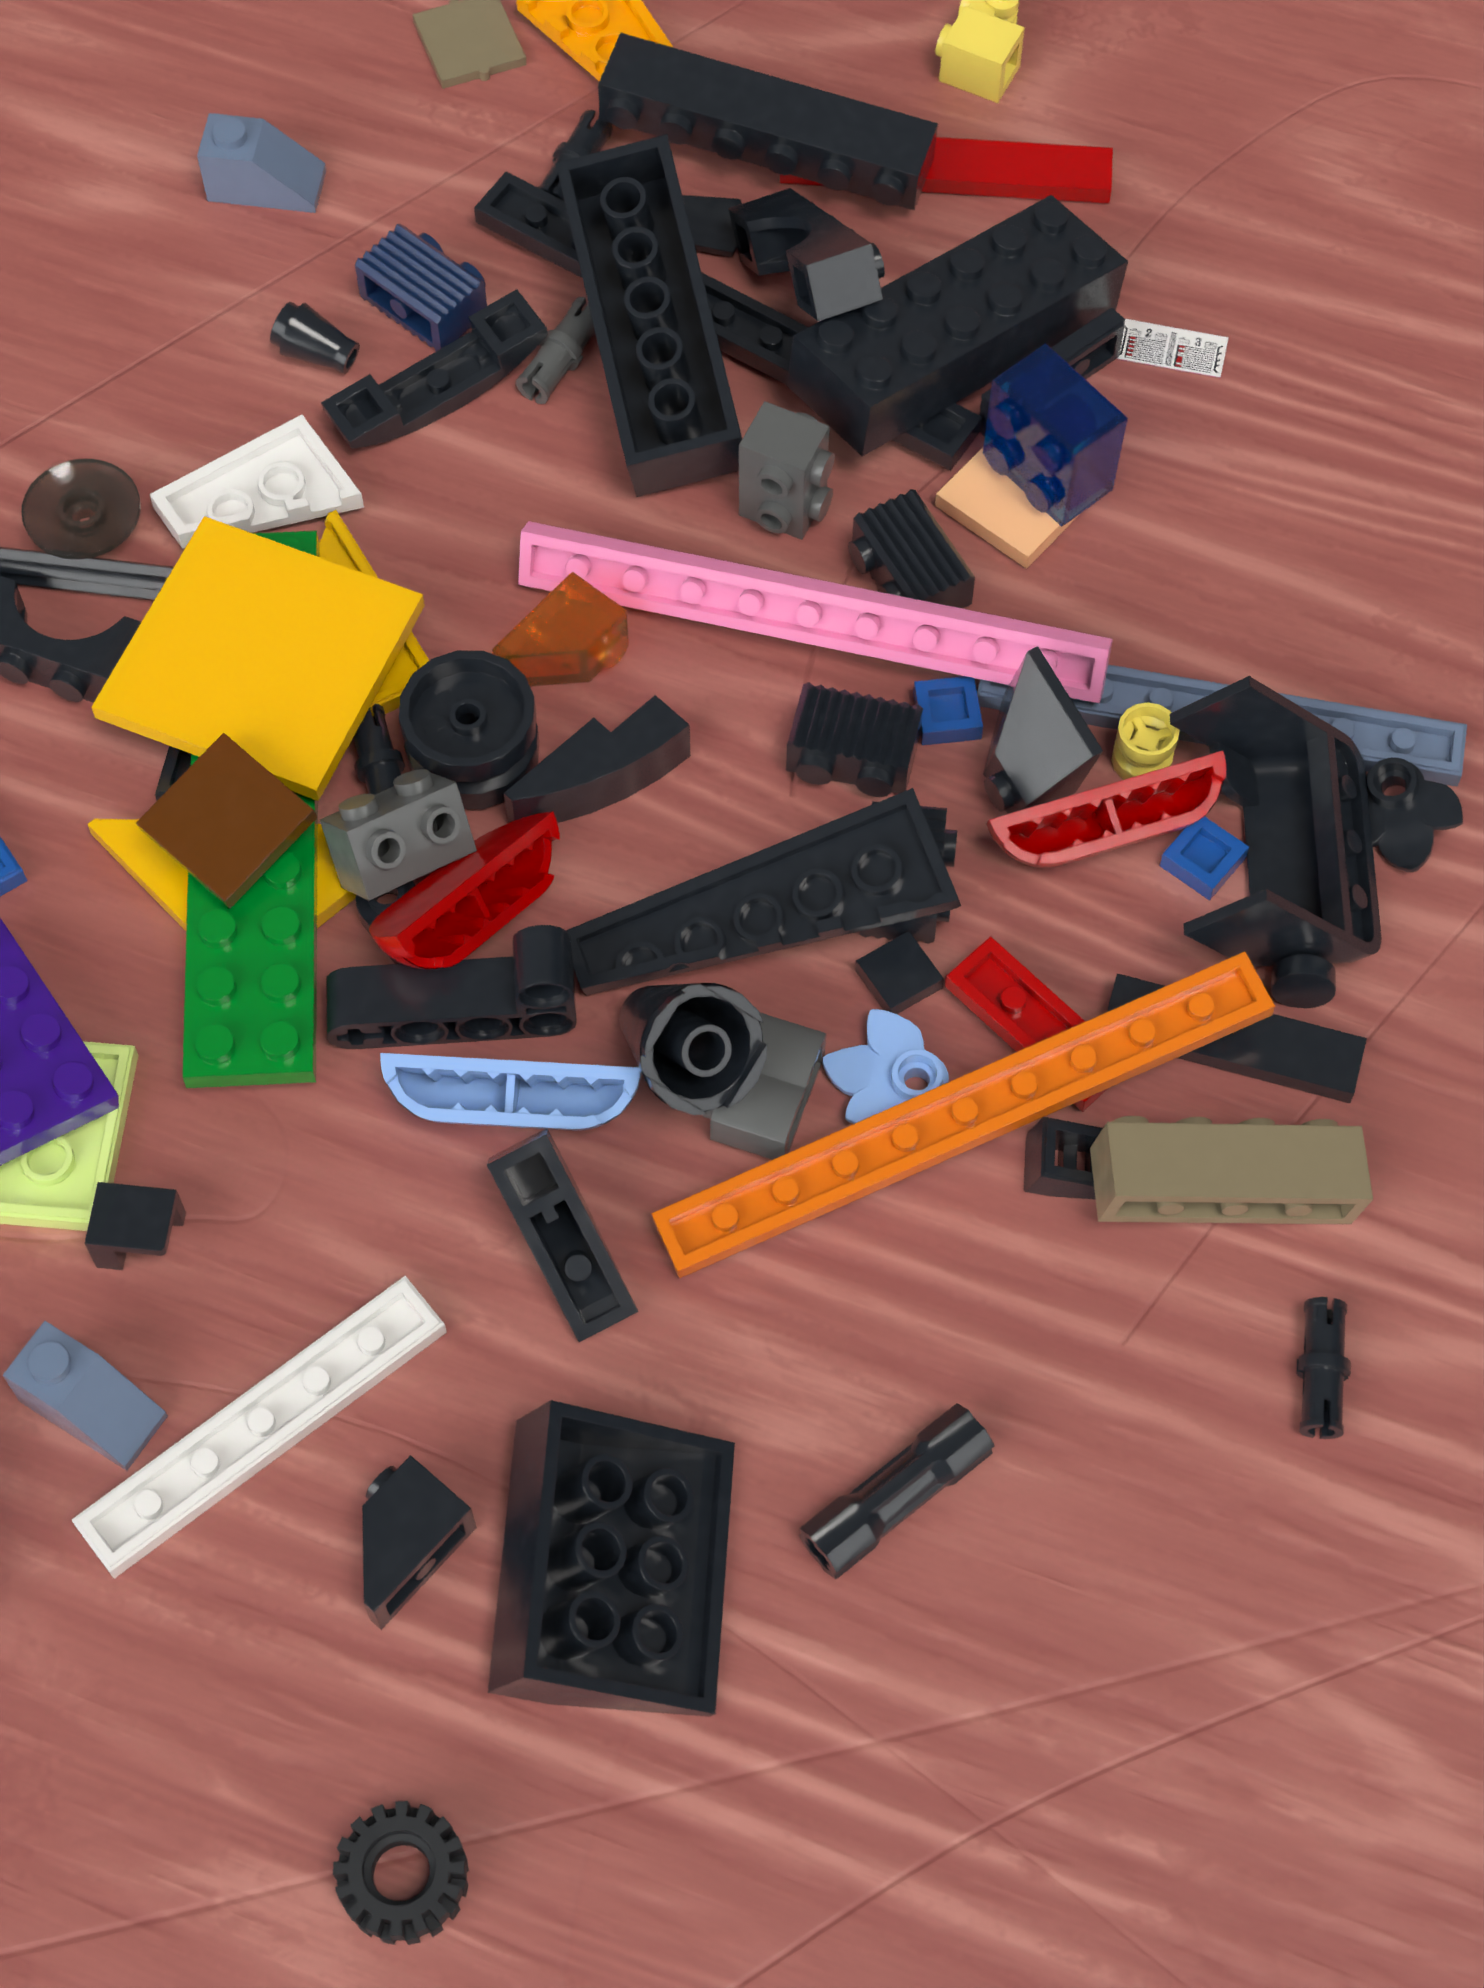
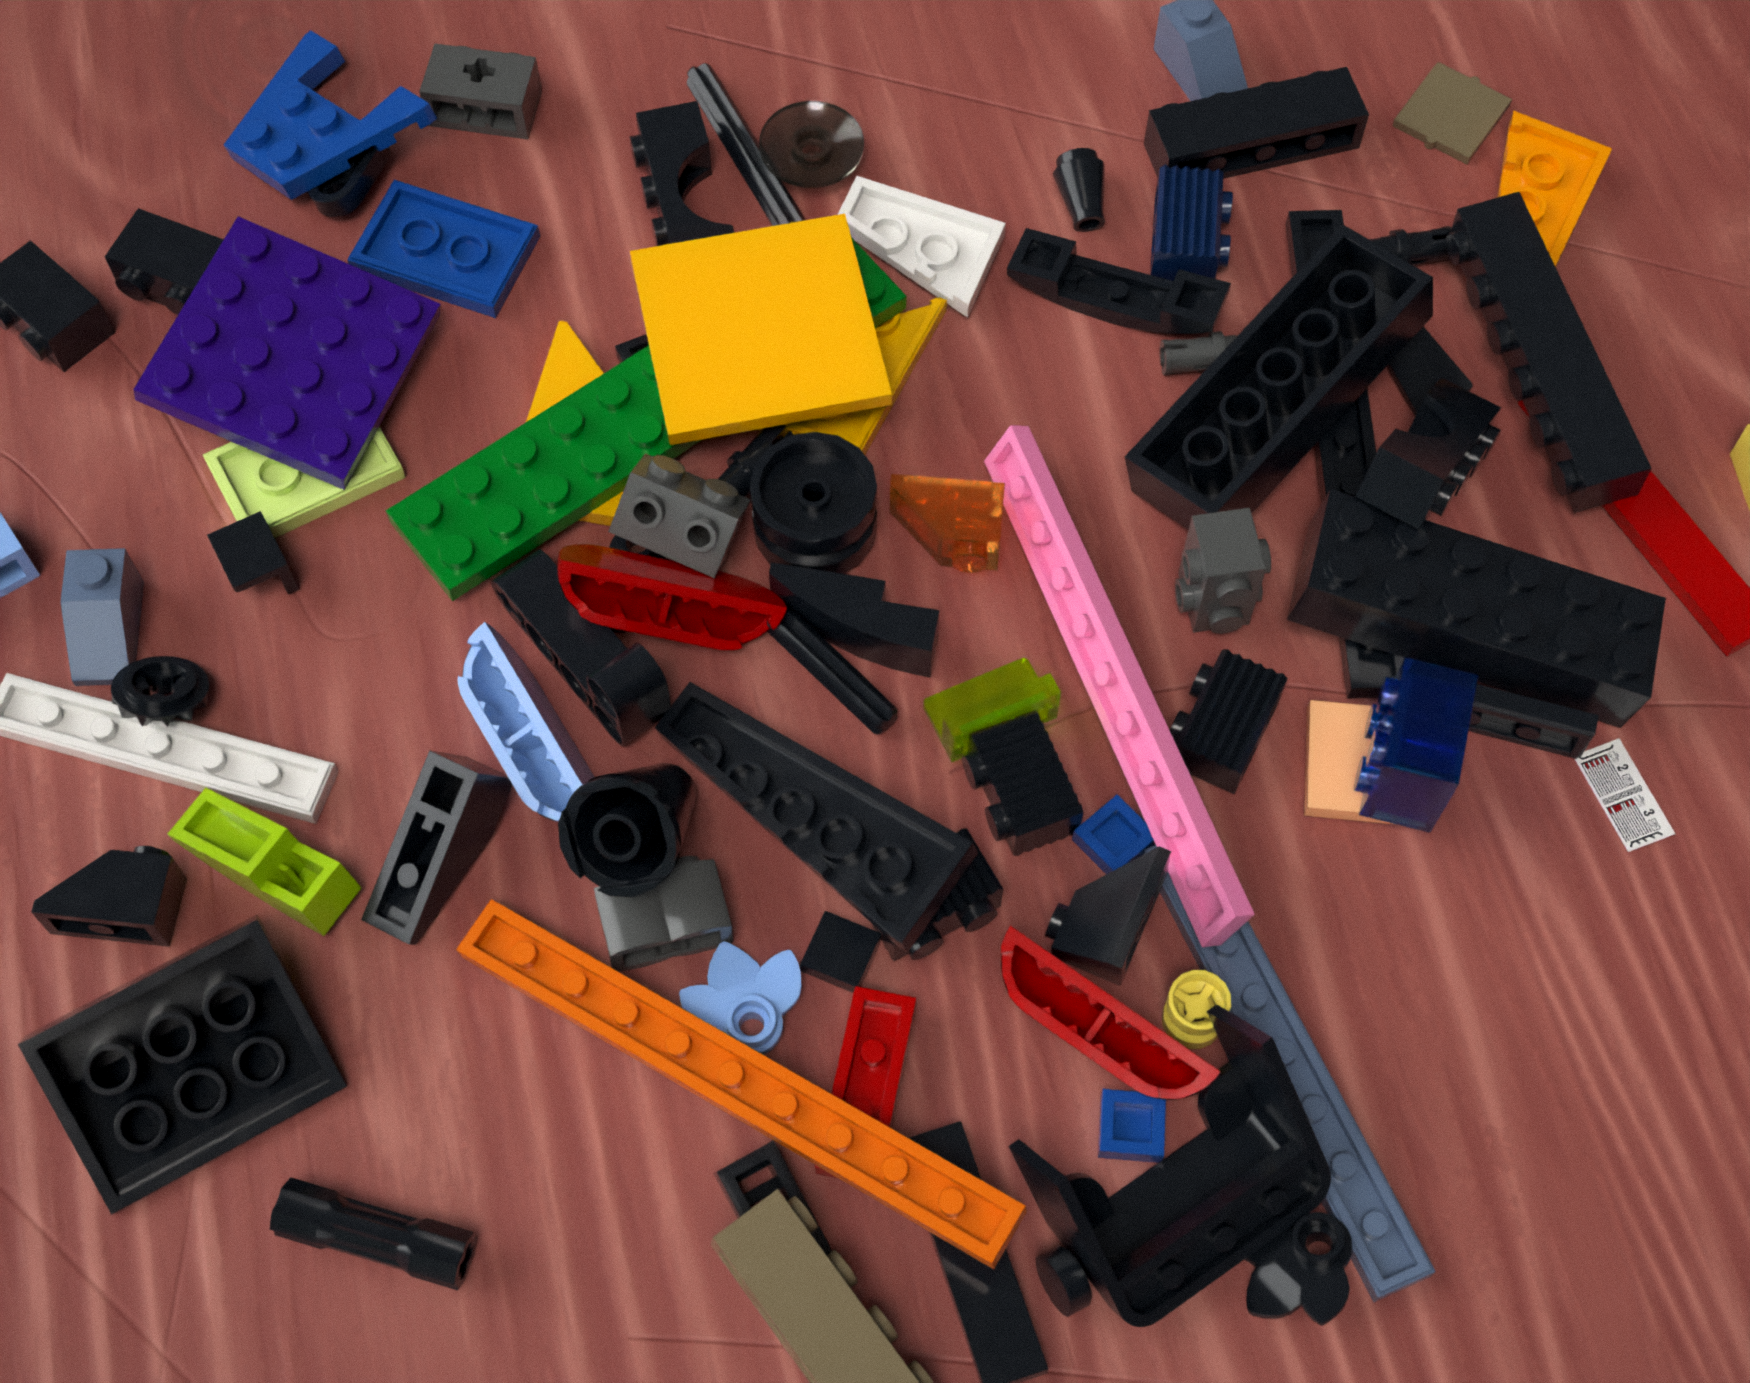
camera: 55 degrees right, 0 degrees up
(189, 1377) = (162, 675): none -> black gear
(226, 820) = (598, 395): reddish brown tile -> none
(367, 176) = (1259, 125): none -> black brick
(459, 1388) = (266, 860): none -> lime slope
(635, 820) = (834, 672): none -> black axle
(758, 724) = (988, 701): none -> clear neon green panel

